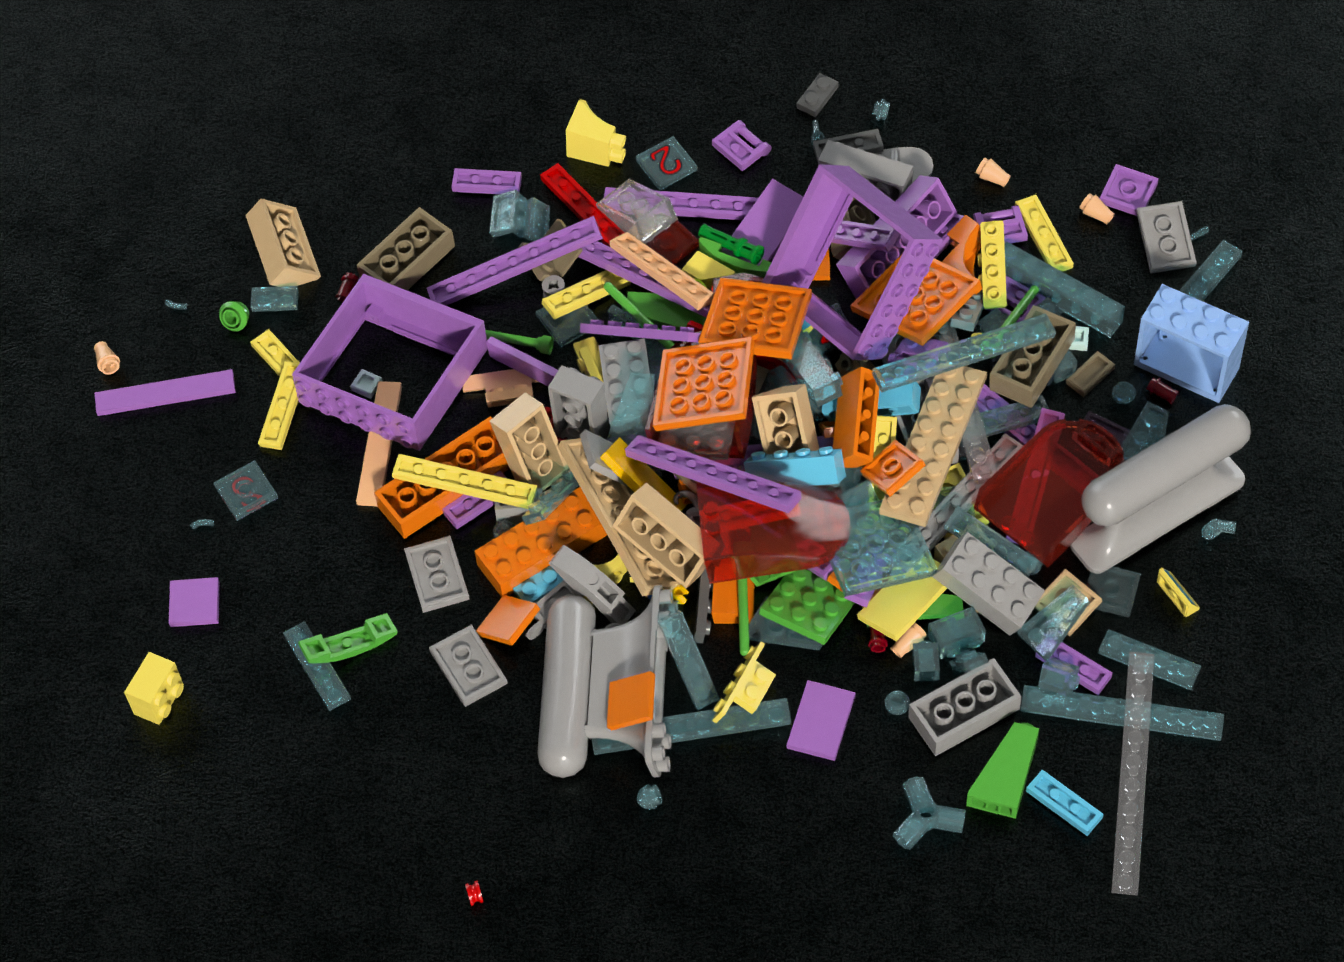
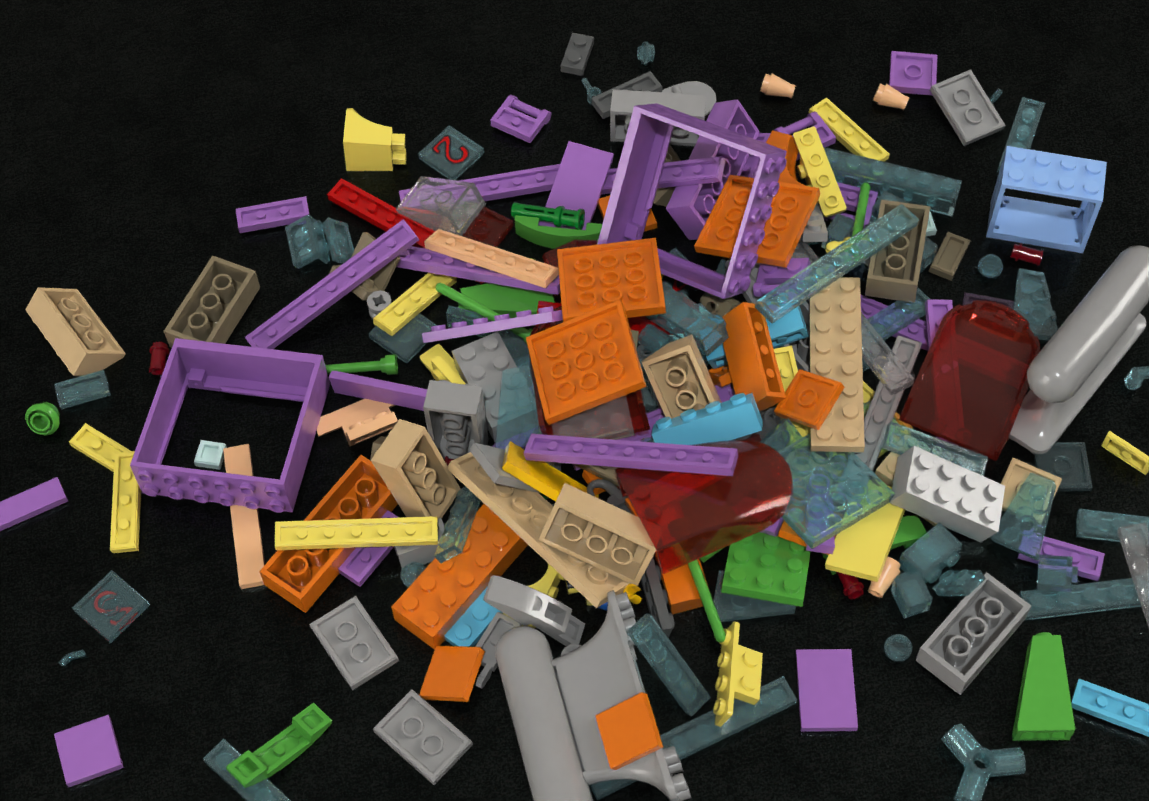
camera: 20 degrees left, 0 degrees up
(705, 269) = (532, 245): light yellow slope -> none

